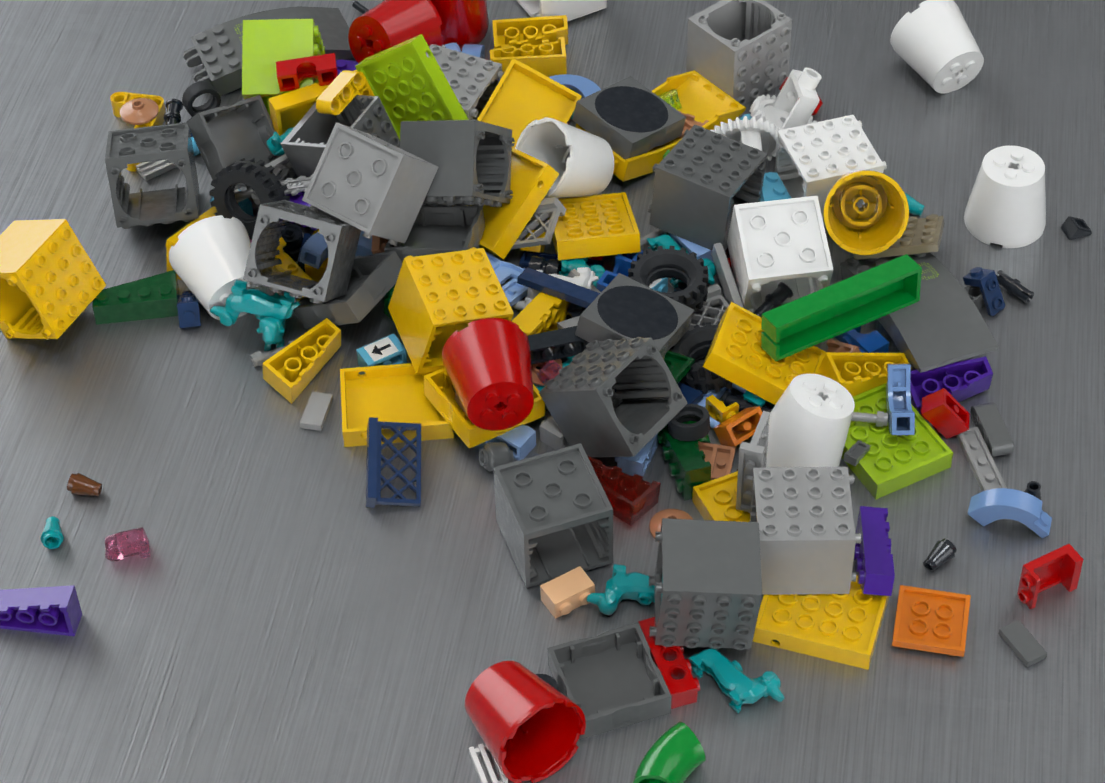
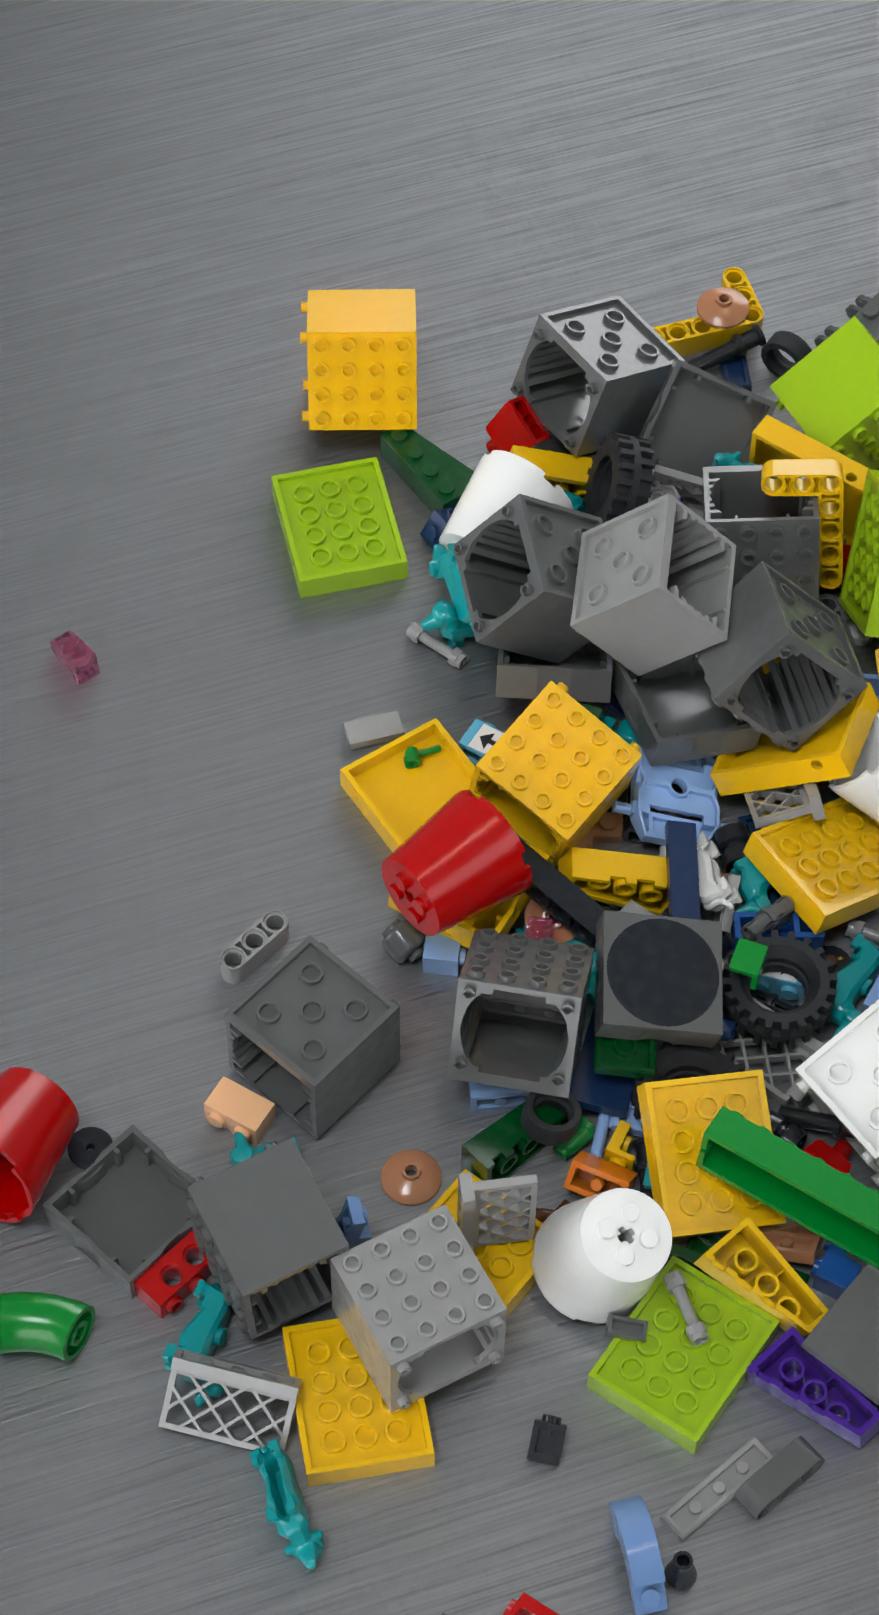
camera: 60 degrees right, 10 degrees up
(52, 533) = (53, 580): teal cone -> none
(82, 485) = (135, 571): reddish brown cone -> none
(140, 363) = (339, 527): none -> lime piece
(148, 240) = (516, 426): none -> red torso
(293, 71) = (818, 412): red arch -> none
(301, 360) = (432, 675): yellow wedge -> none
(359, 395) = (413, 755): none -> green hand
(374, 466) = (308, 824): dark blue fence -> none
(444, 536) = (252, 958): none -> light grey beam
(615, 264) = (768, 917): none -> dark grey pin
(627, 494) = (418, 1089): clear red wedge -> none
(653, 273) = (749, 960): none -> green panel
(720, 458) = (548, 1172): nougat wing -> none
(778, 662) = (229, 1375): none -> light grey fence
(874, 554) = (460, 1412): dark purple wedge -> none
(883, 675) = (286, 1504): none -> teal animal
(898, 400) = (716, 1350): medium blue arch -> none
(907, 527) = (547, 1439): none -> black bracket
(931, 620) = (413, 1527): orange plate -> none
(940, 554) = (526, 1496): black cone -> none
(945, 413) = (756, 1406): red brick -> none

